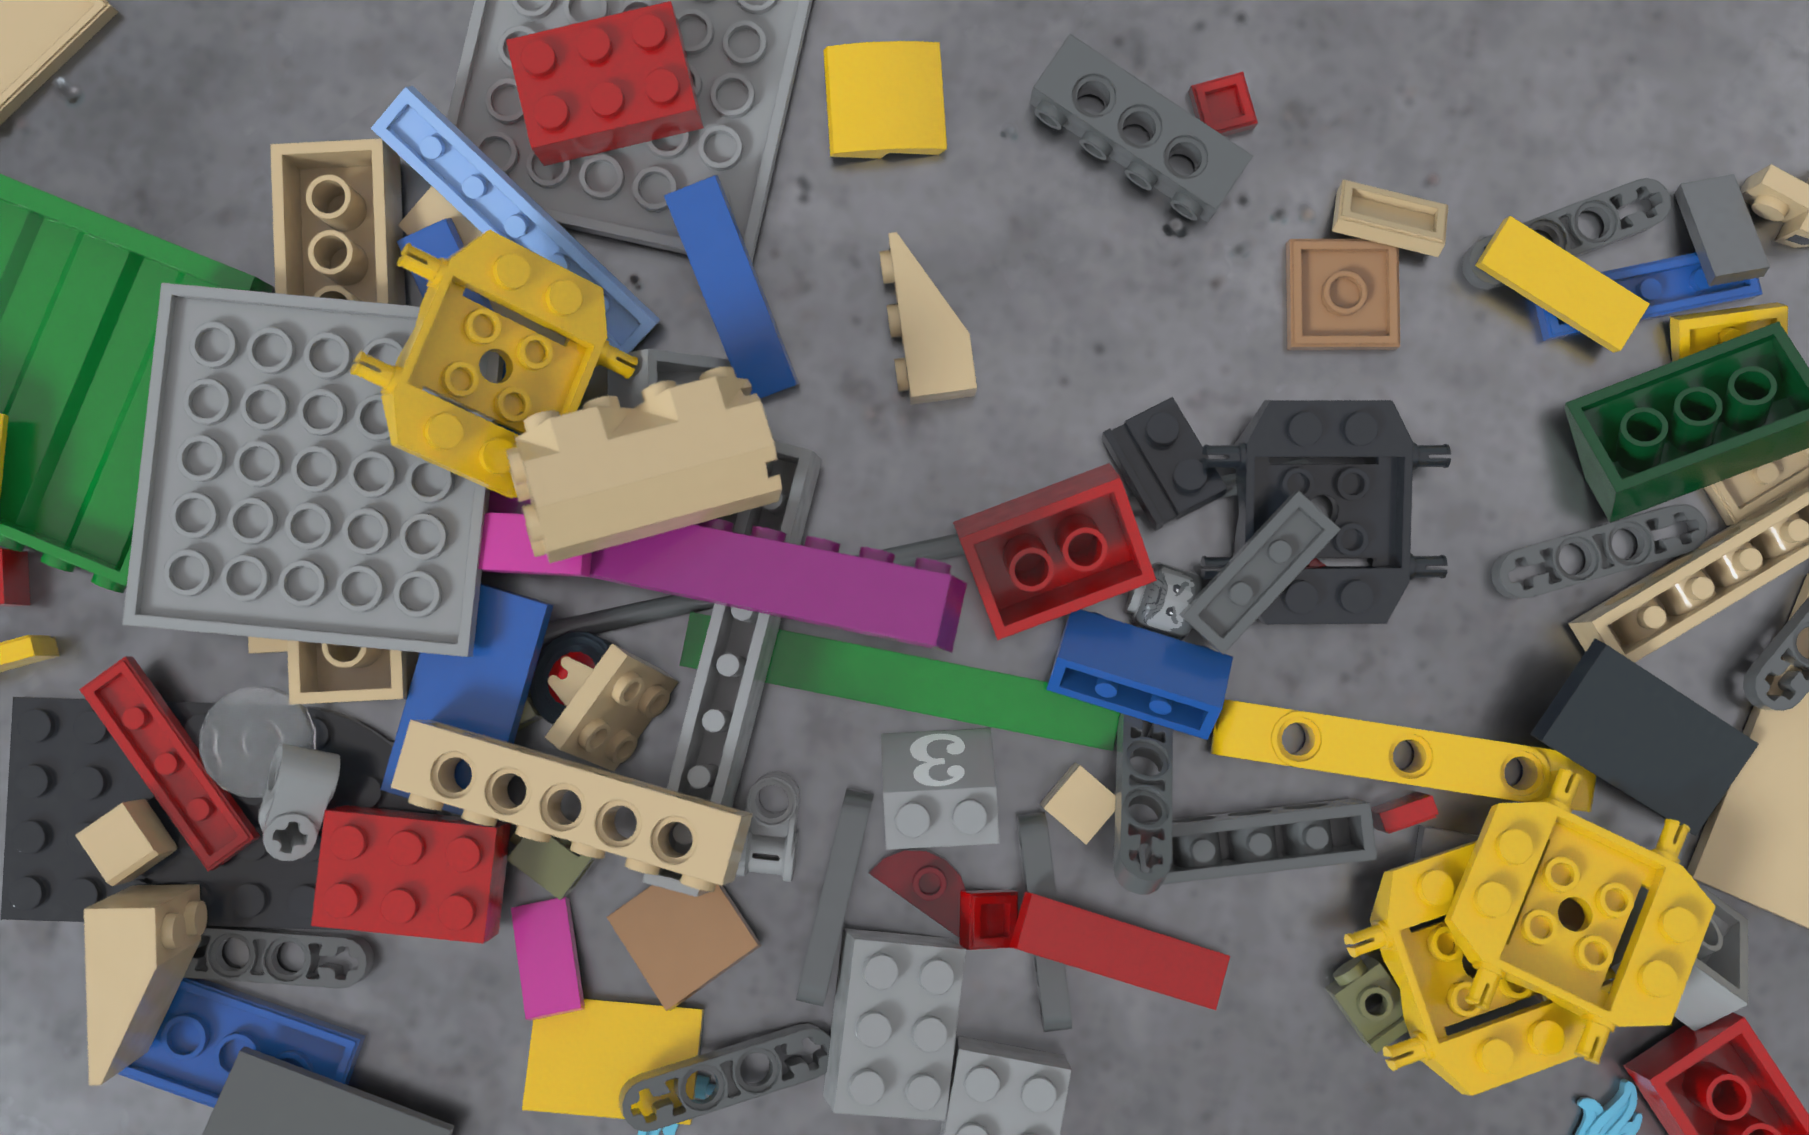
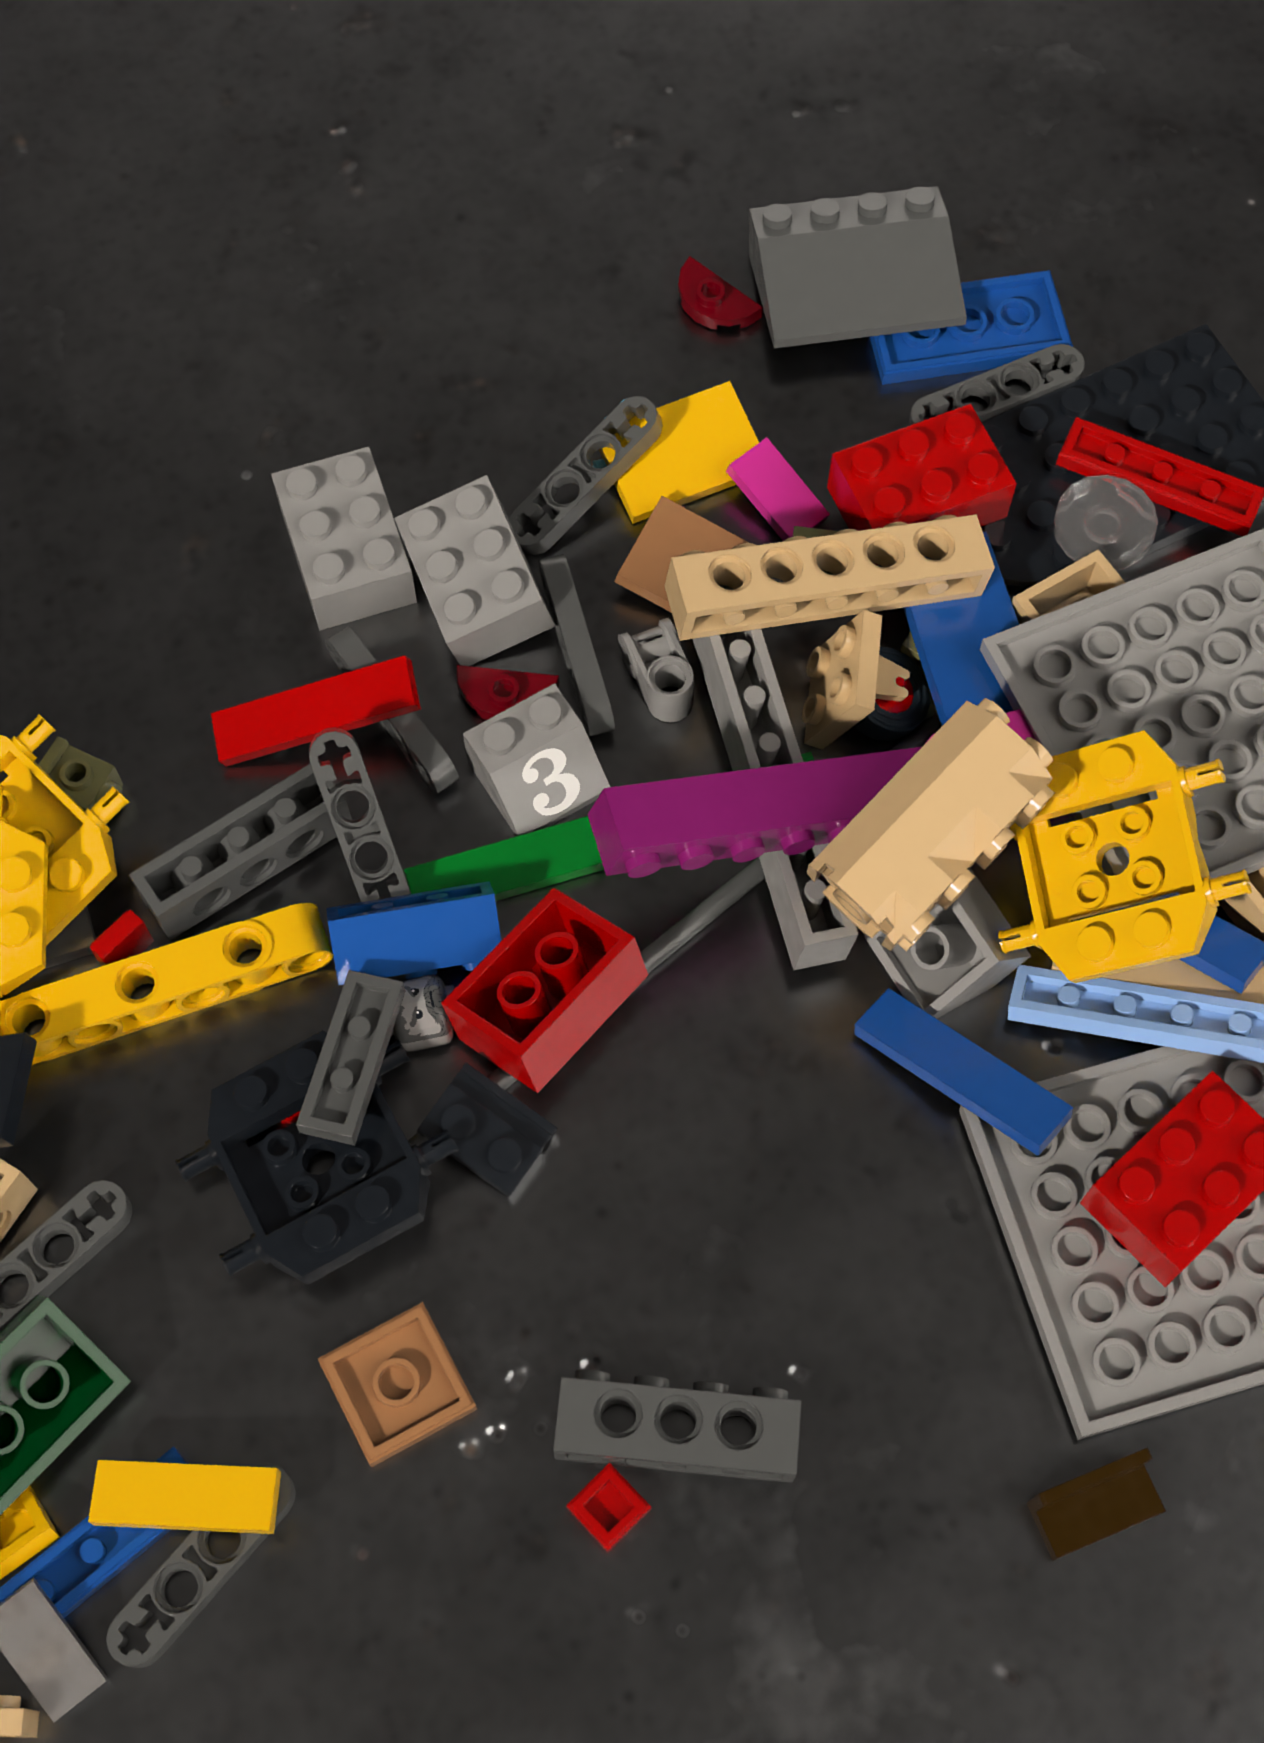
camera: 150 degrees right, 20 degrees down
(126, 842) = (1150, 404): tan piece -> none
(134, 965) = (1083, 323): tan slope -> none
(295, 799) = (1043, 486): light grey piece -> none
(885, 99) = (933, 1329): yellow slope -> none
(934, 340) = (760, 1129): tan slope -> none
(987, 918) = (441, 690): red tile -> none
(1080, 803) = (412, 808): tan piece -> none
(1390, 218) = (387, 1479): tan tile -> none

